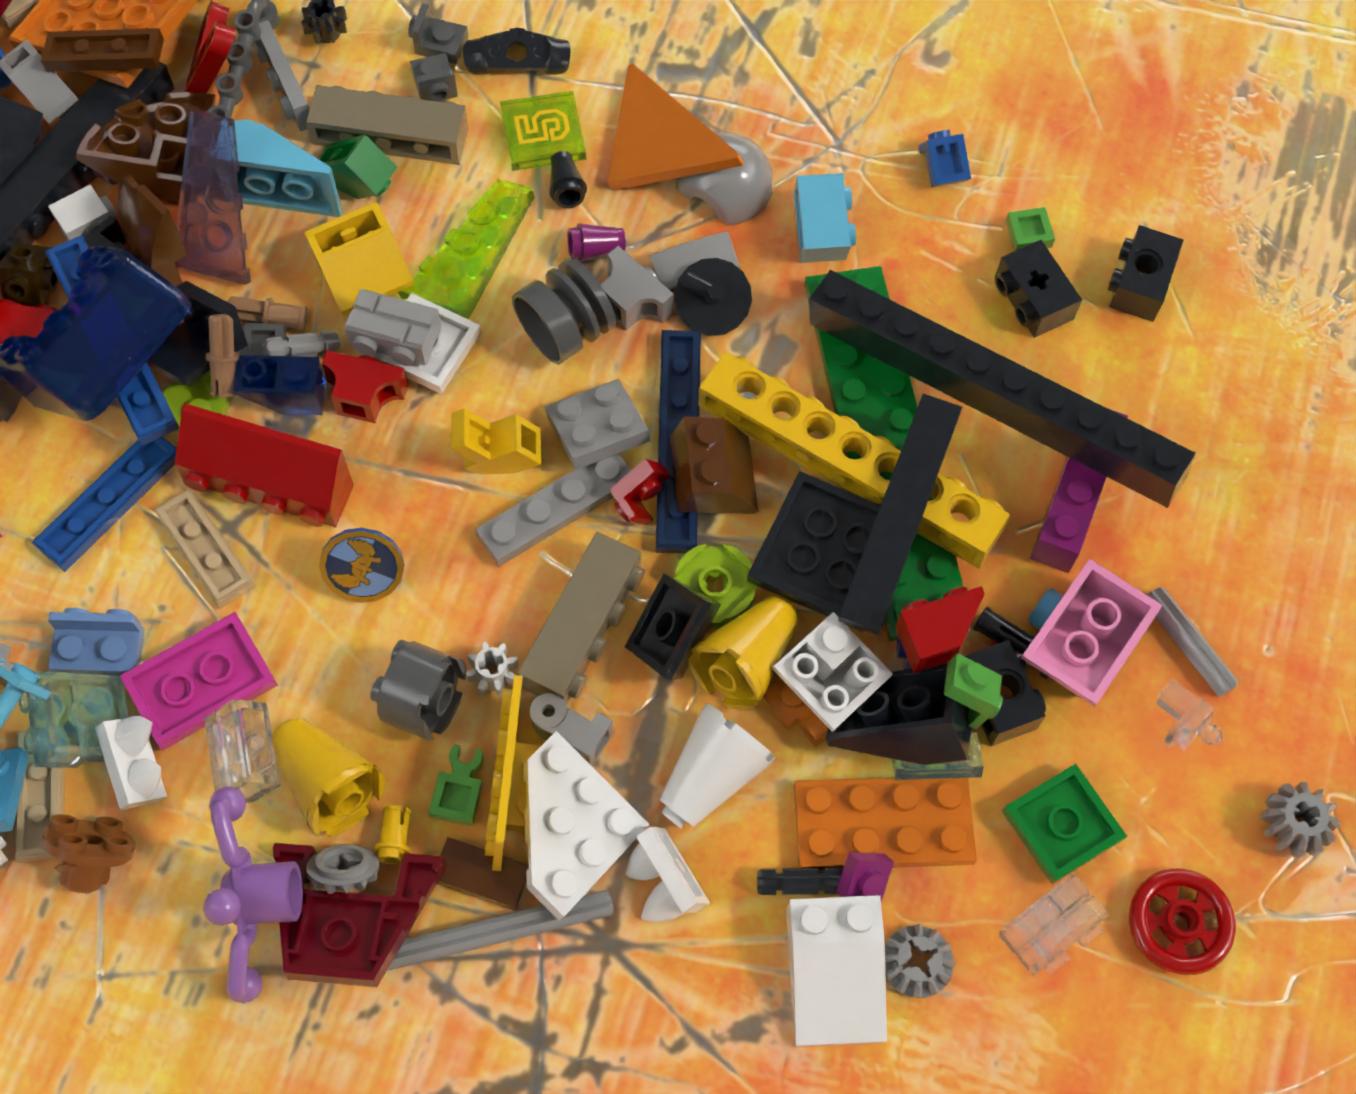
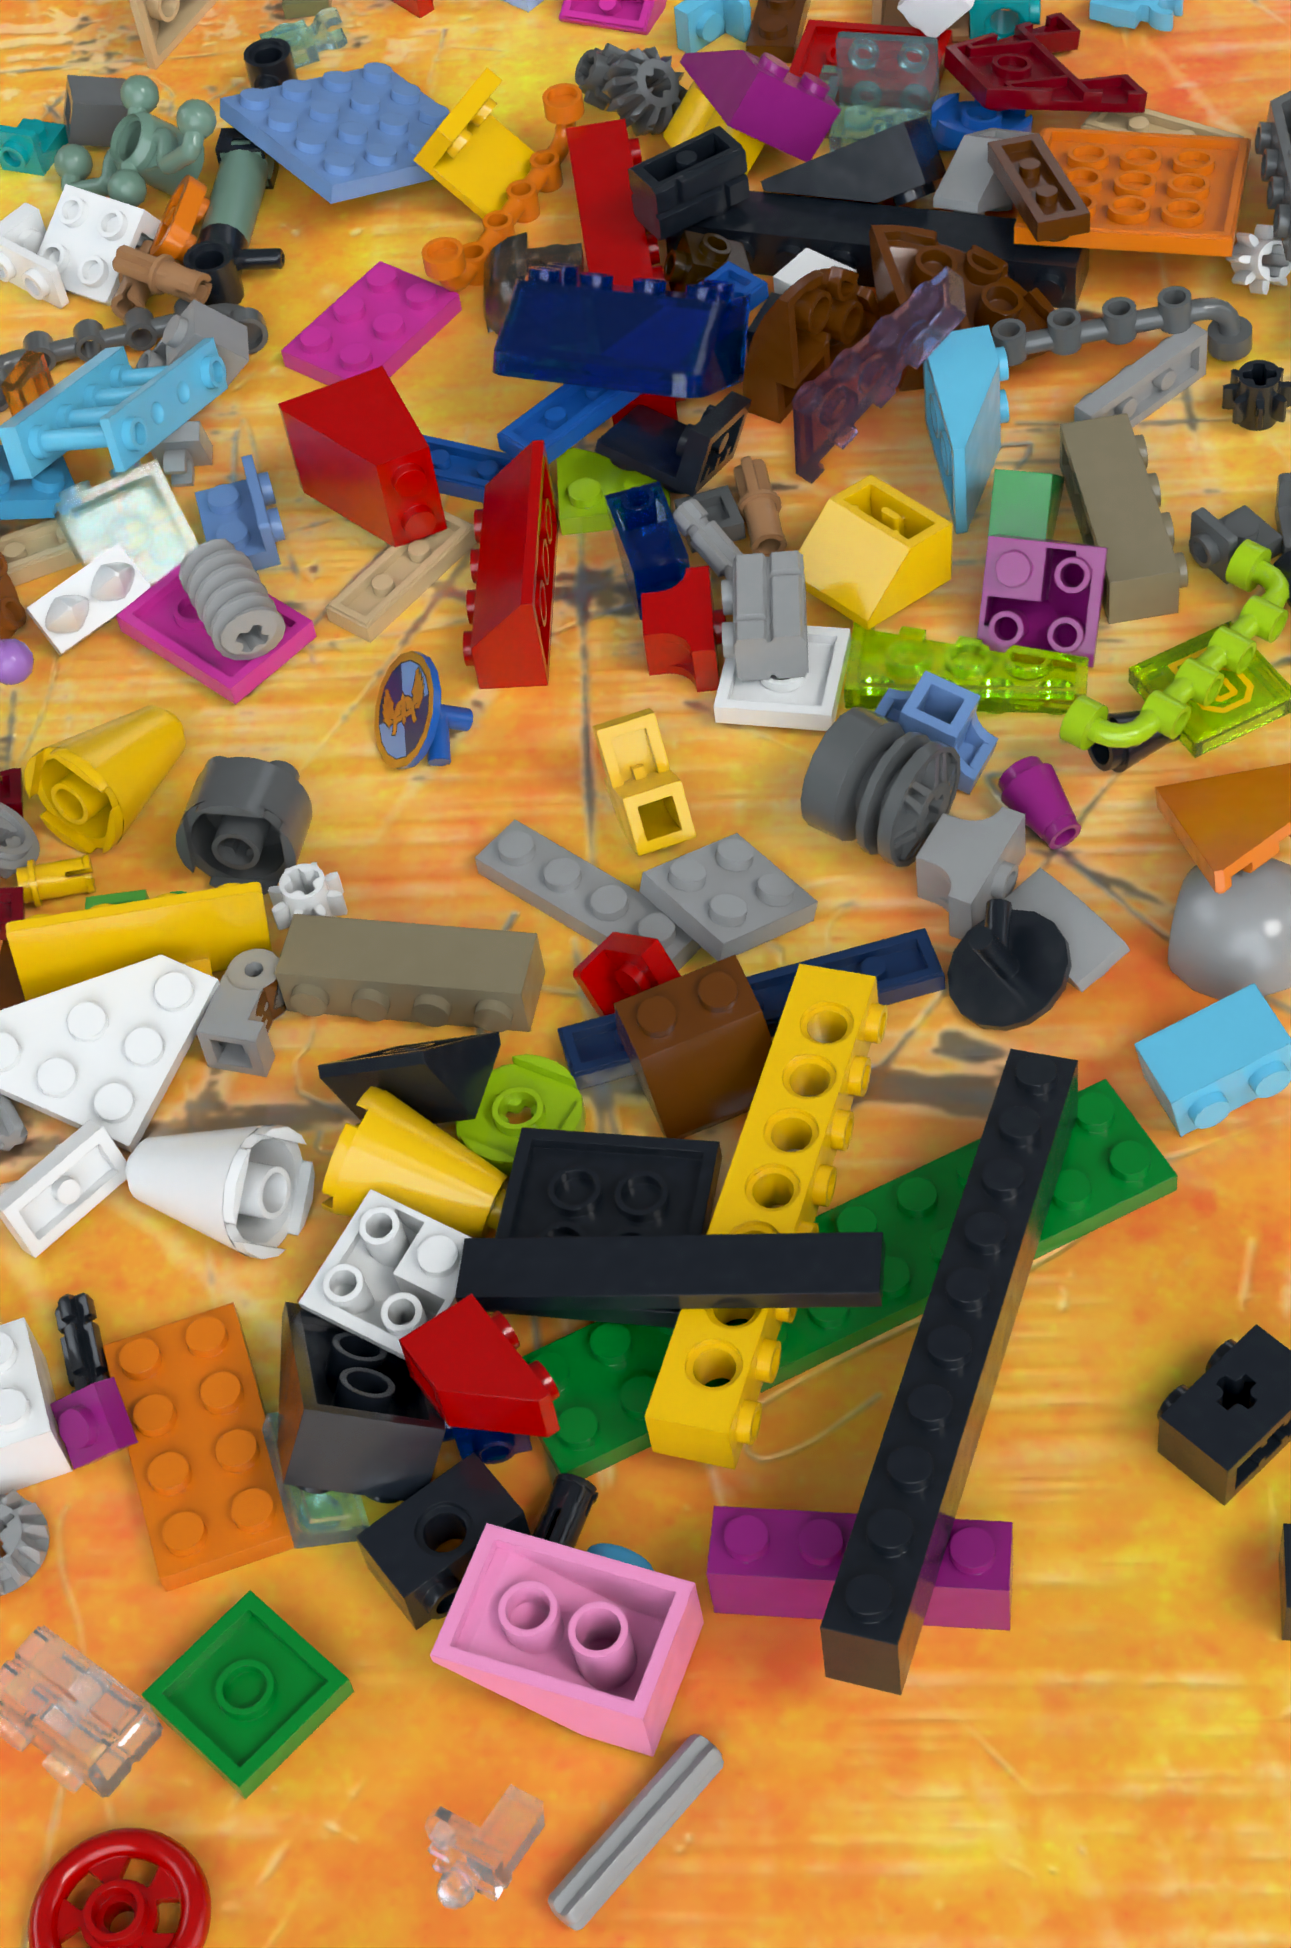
camera: 85 degrees right, 15 degrees down
(117, 526) = (365, 457): none -> red slope
(209, 653) = (231, 600): none -> light grey piece
(211, 48) = (1103, 276): red beam -> none
(221, 355) = (646, 459): medium nougat axle -> none
(242, 748) = (123, 686): clear brick -> none
(436, 183) = (1042, 595): none -> magenta slope
(514, 269) = (944, 715): none -> medium blue brick
(535, 108) = (1199, 678): none -> lime bar
(975, 688) = (389, 1447): bright green bracket -> none

